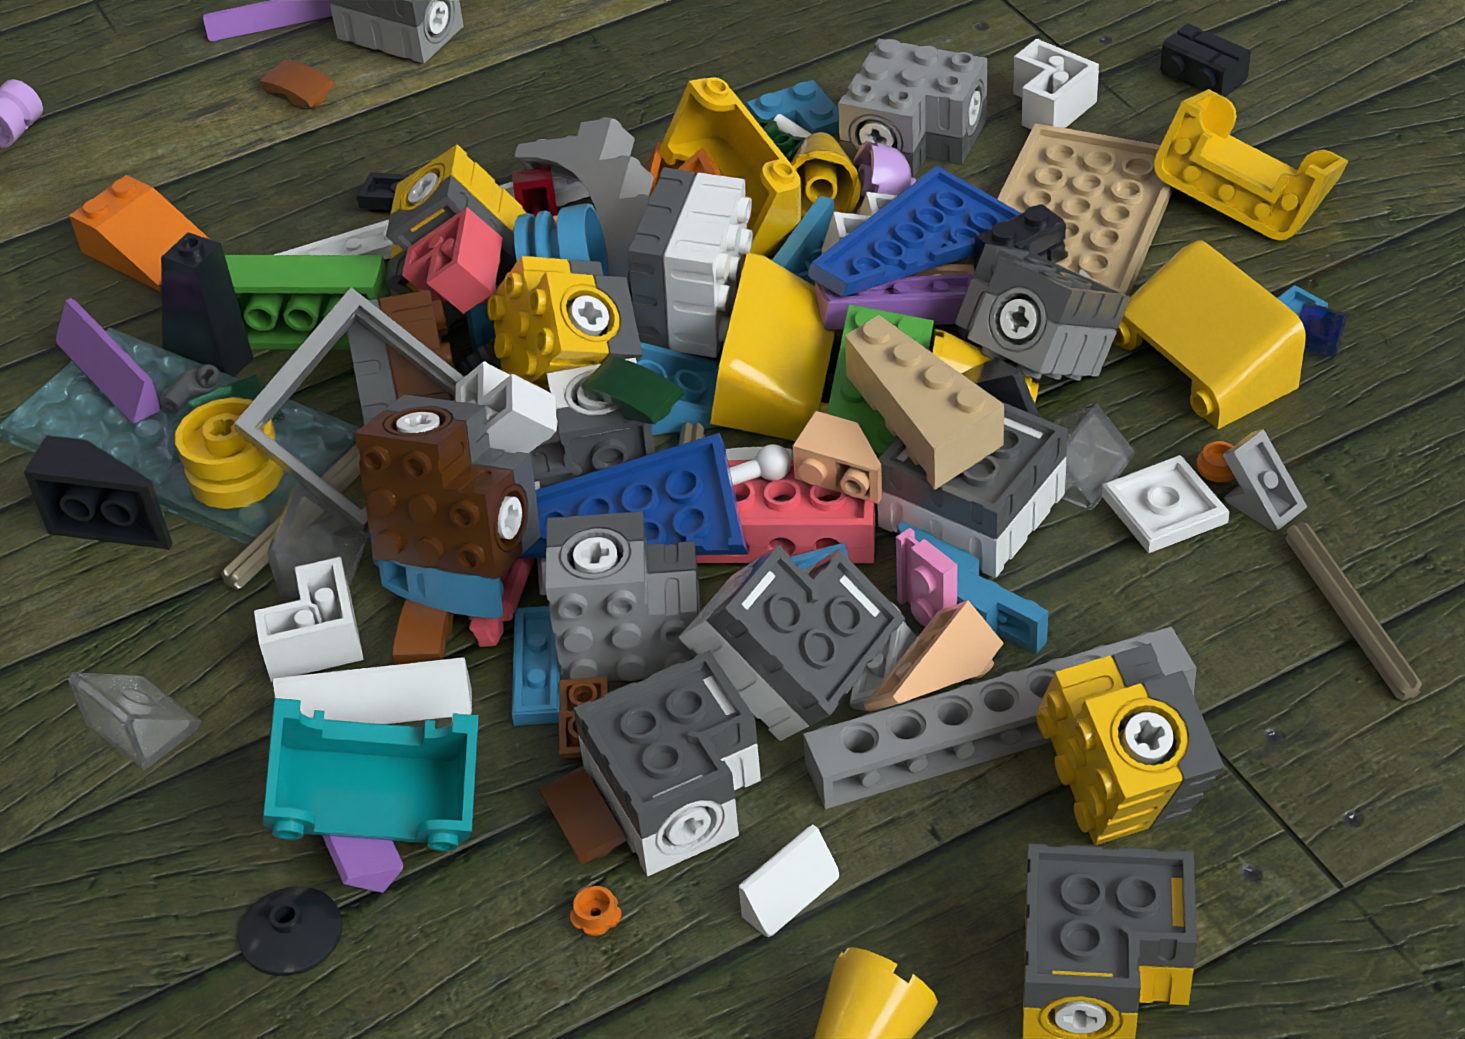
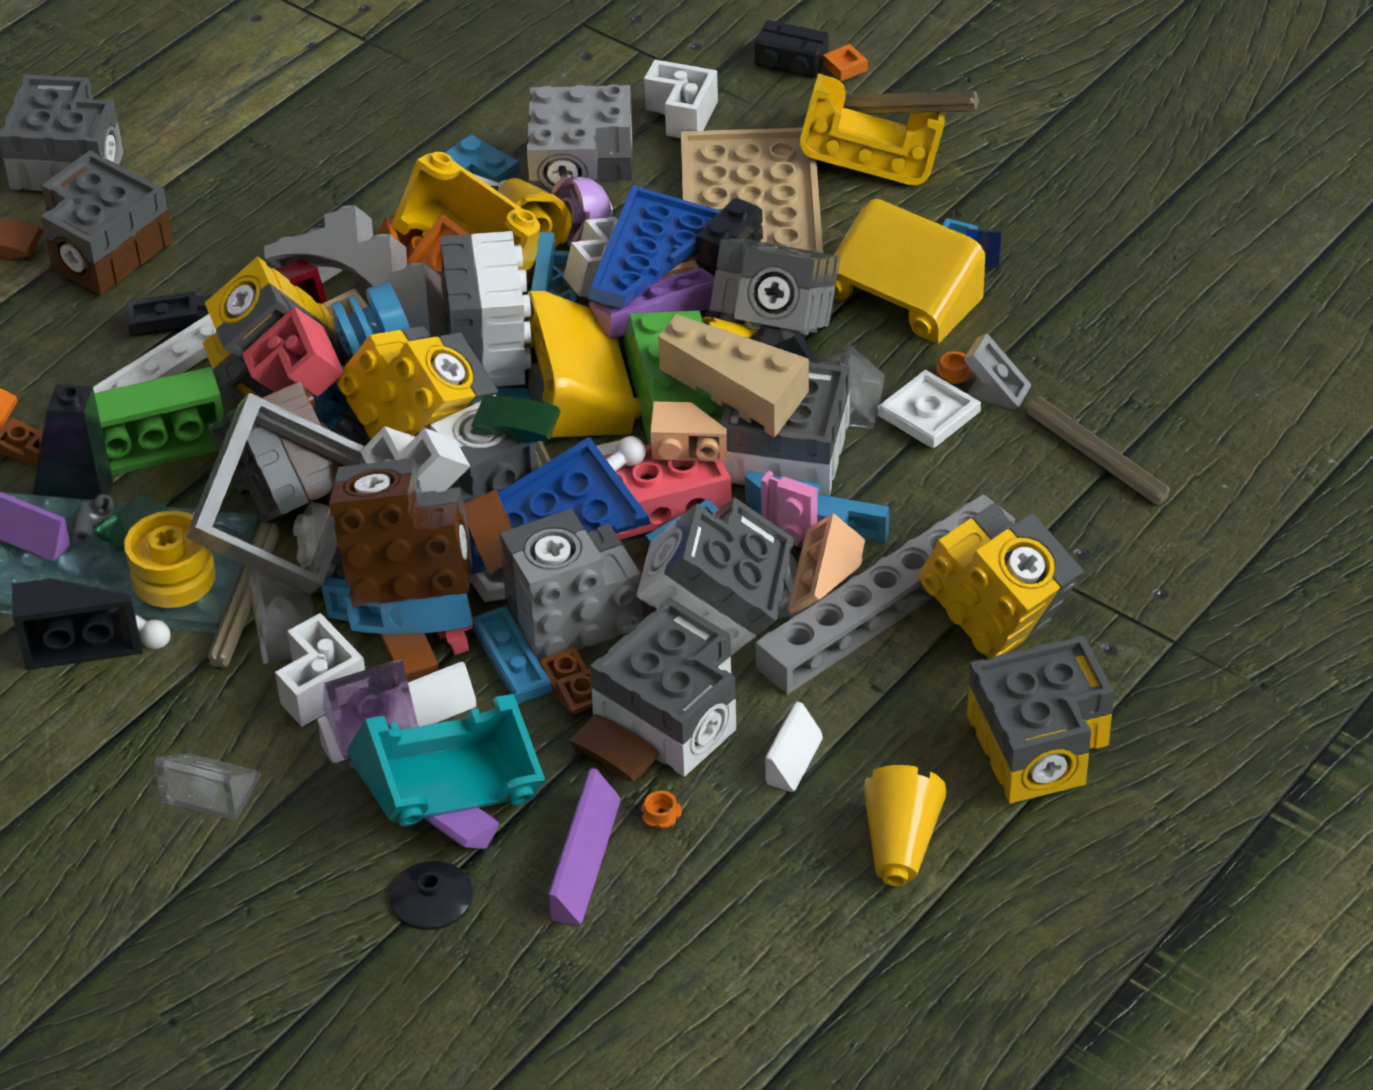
camera: 25 degrees left, 0 degrees up
(188, 530) = (153, 633): none -> white bar
(328, 676) = (367, 695): none -> clear purple slope
(384, 87) = (102, 222): none -> dark grey piece
(478, 932) = (583, 850): none -> medium lavender slope
(560, 495) = (486, 520): none -> dark orange slope
(1259, 88) = (845, 62): none -> orange plate
(1309, 144) = (913, 102): none -> dark tan axle

